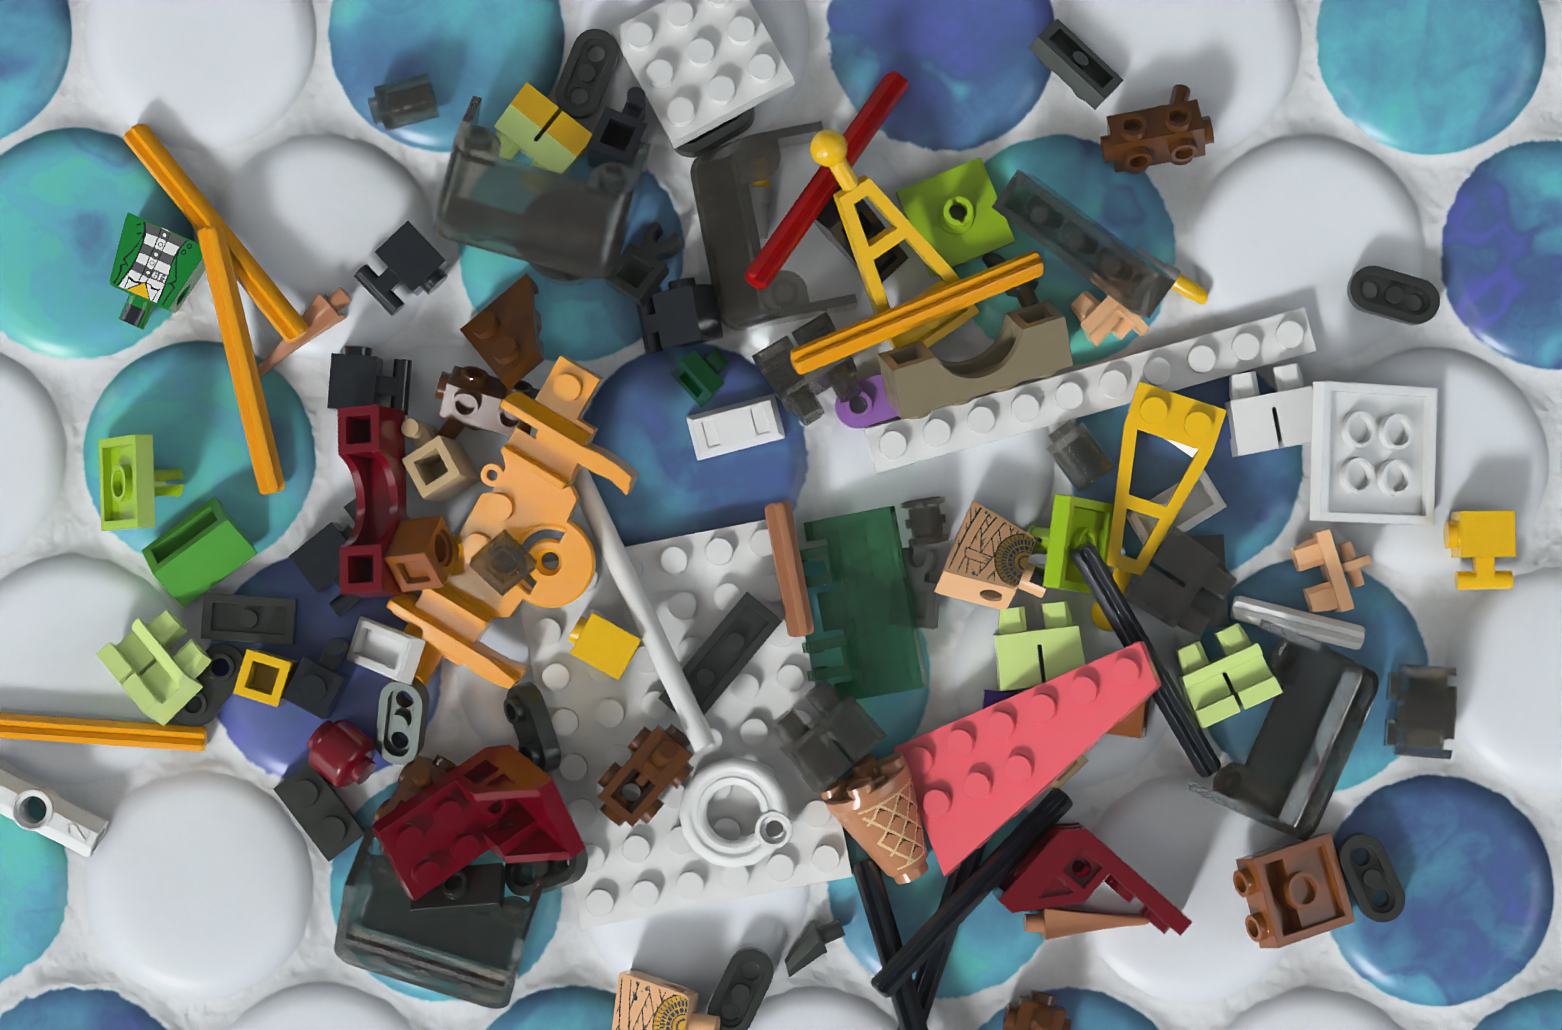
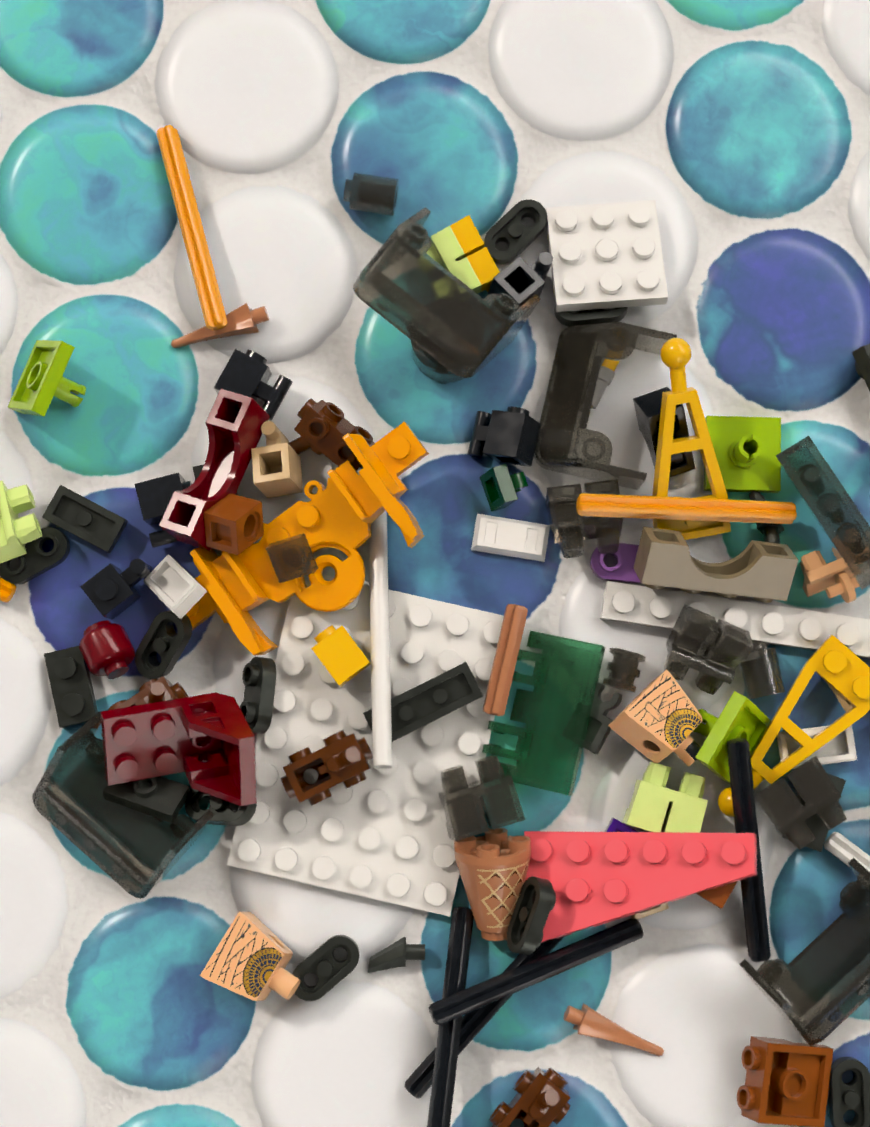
camera: 25 degrees right, 5 degrees down
(154, 269) = (135, 234): torso -> none
(198, 552) = (70, 453): bright green brick -> none
(241, 359) = (167, 325): light orange axle -> none
(265, 676) = (74, 565): yellow brick -> none
(409, 262) = (323, 309): black brick -> none
(509, 332) = (373, 392): reddish brown wing -> none
(641, 269) = (493, 390): pearl dark grey plate -> none
(772, 803) = (414, 832): white piece -> none
(824, 183) = (656, 384): red axle -> none
(938, 836) = (530, 915): none -> pearl dark grey plate
(1006, 458) = (707, 647): none -> clear smoke hips
(1047, 878) = (601, 986): dark red bracket -> none
(1242, 668) = (802, 896): yellowish green hips -> none

